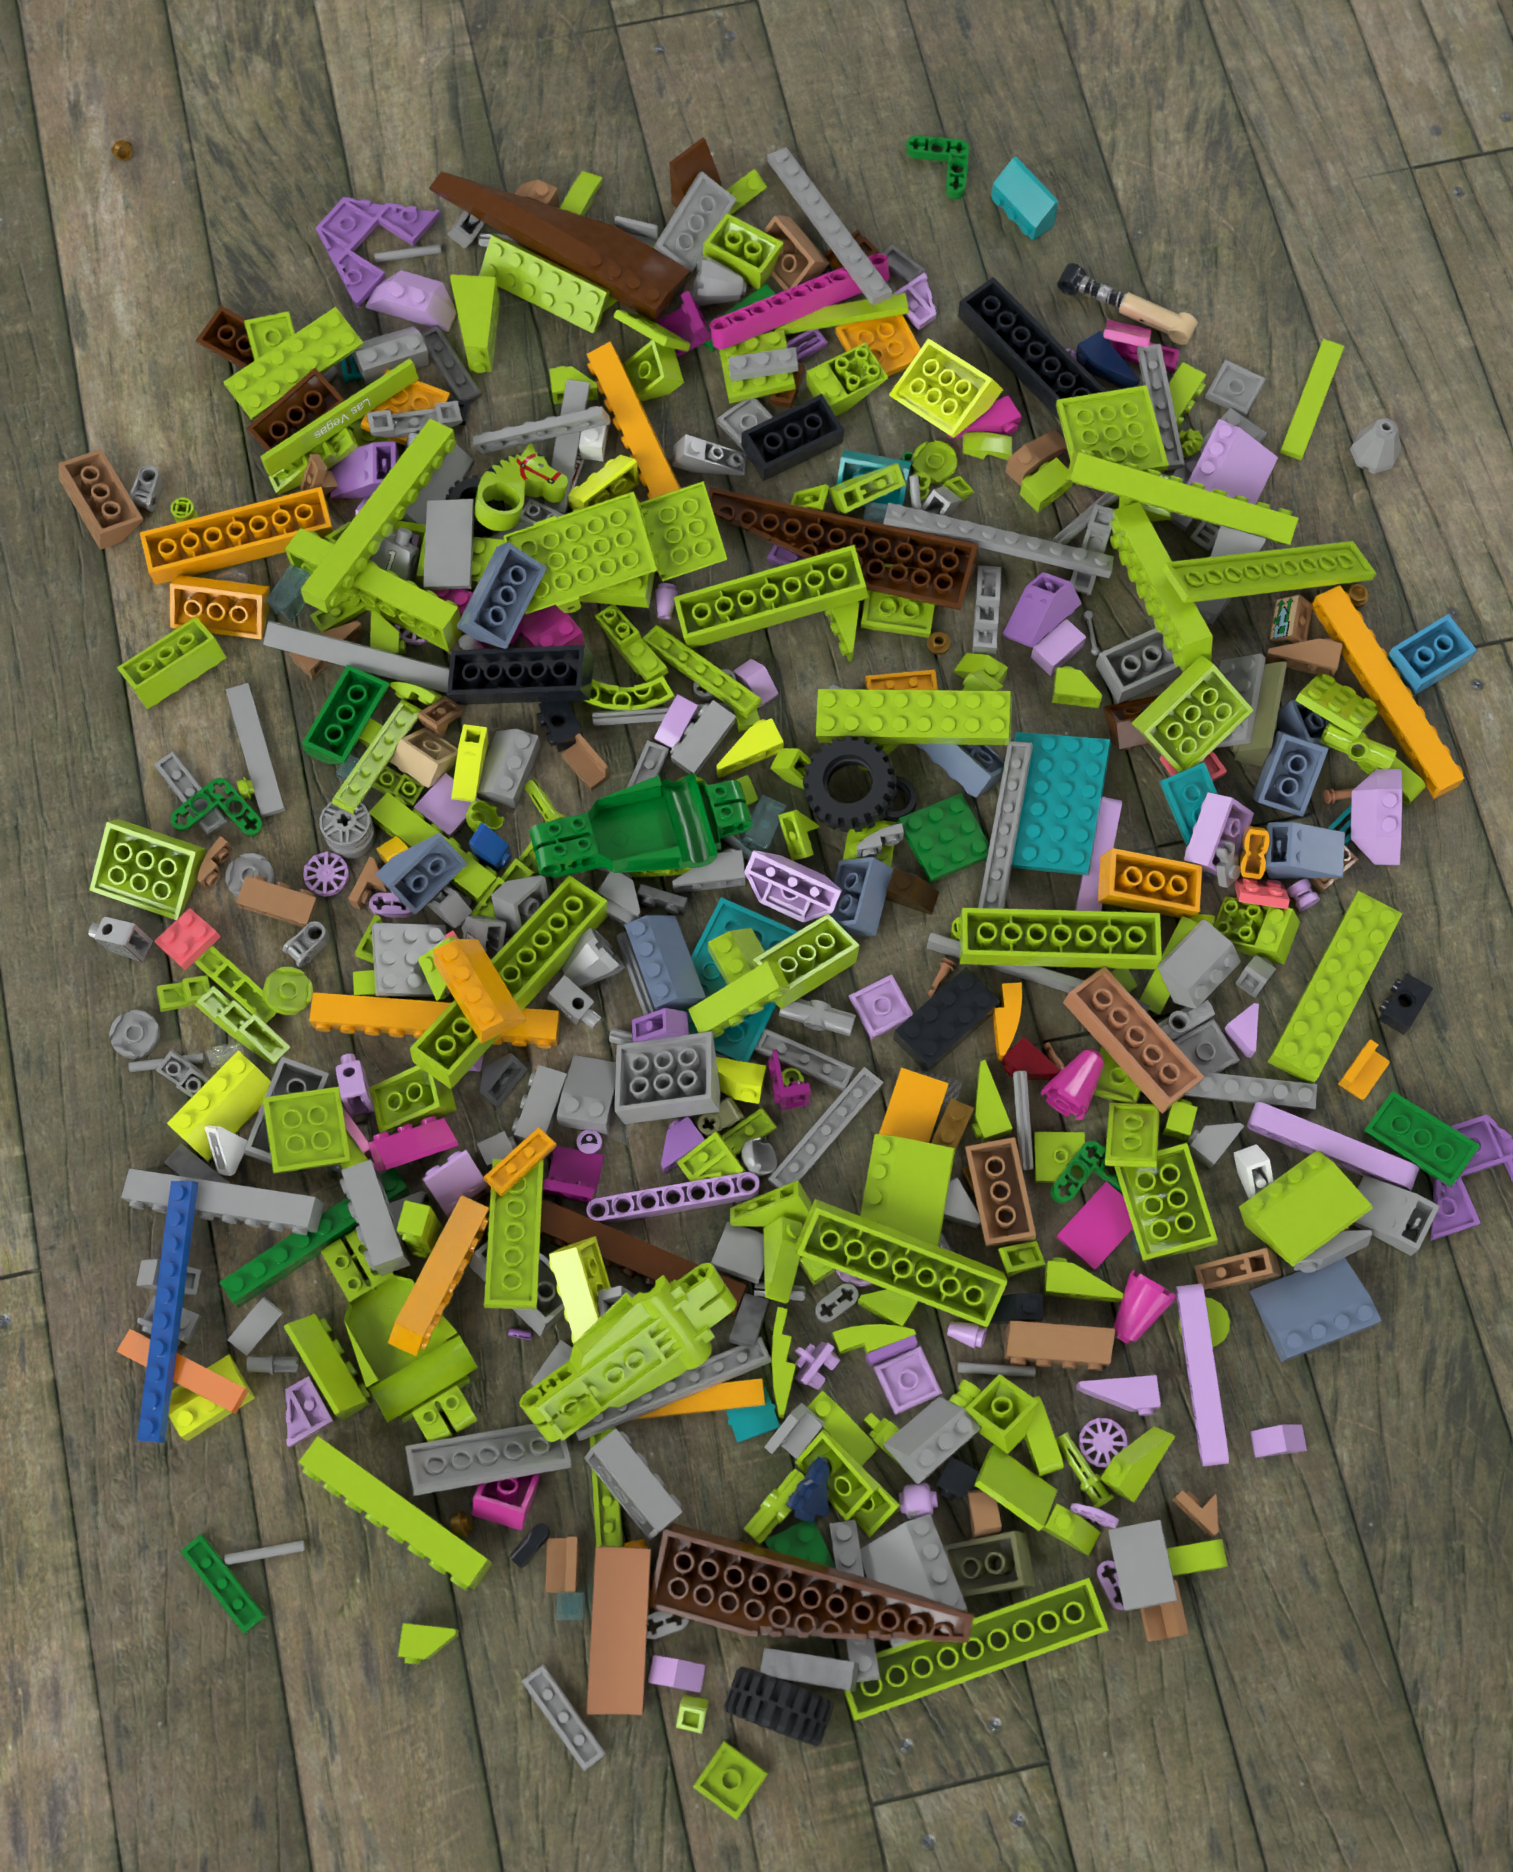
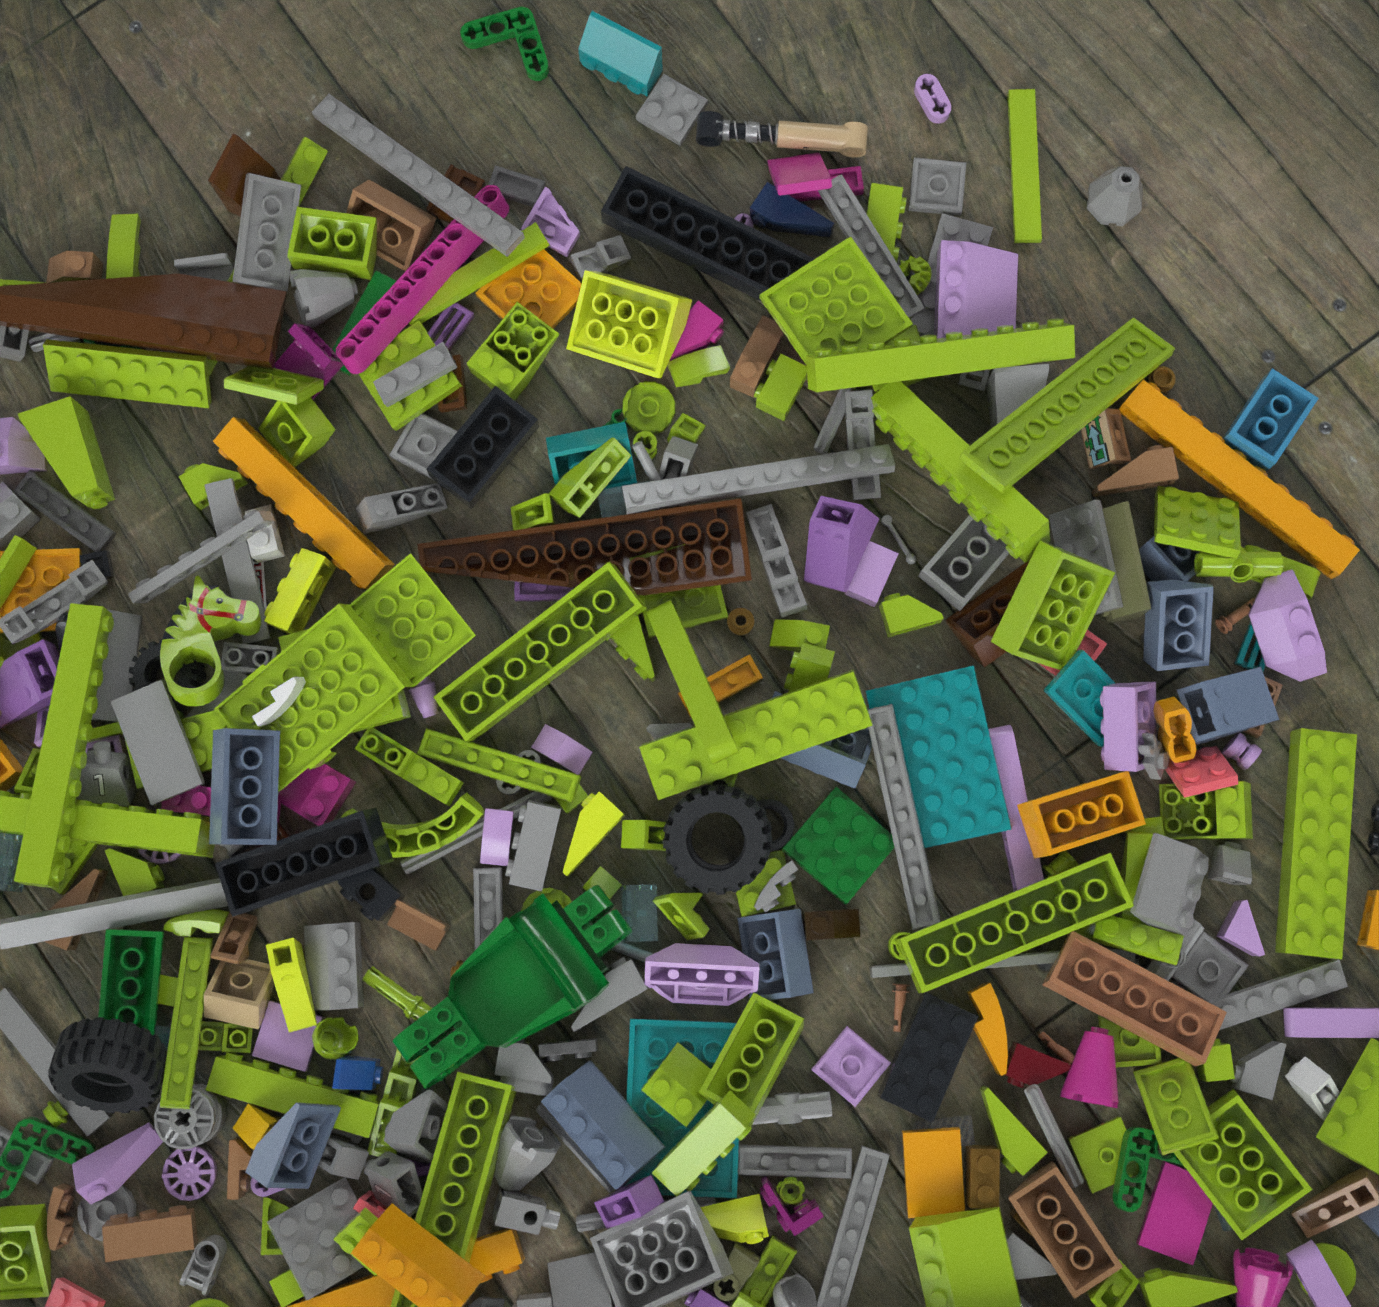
camera: 20 degrees left, 10 degrees up
(273, 840) = (113, 1164): none -> lavender slope
(288, 771) = (108, 1065): none -> black tyre
(564, 541) = (284, 697): none -> white slope
(880, 657) = (692, 682): none -> lime beam
(951, 339) = (601, 258): none -> light grey slope
(1047, 256) = (671, 109): none -> light grey plate
(1156, 996) = (1138, 939): none -> lime plate
(1264, 323) = (937, 96): none -> lavender beam

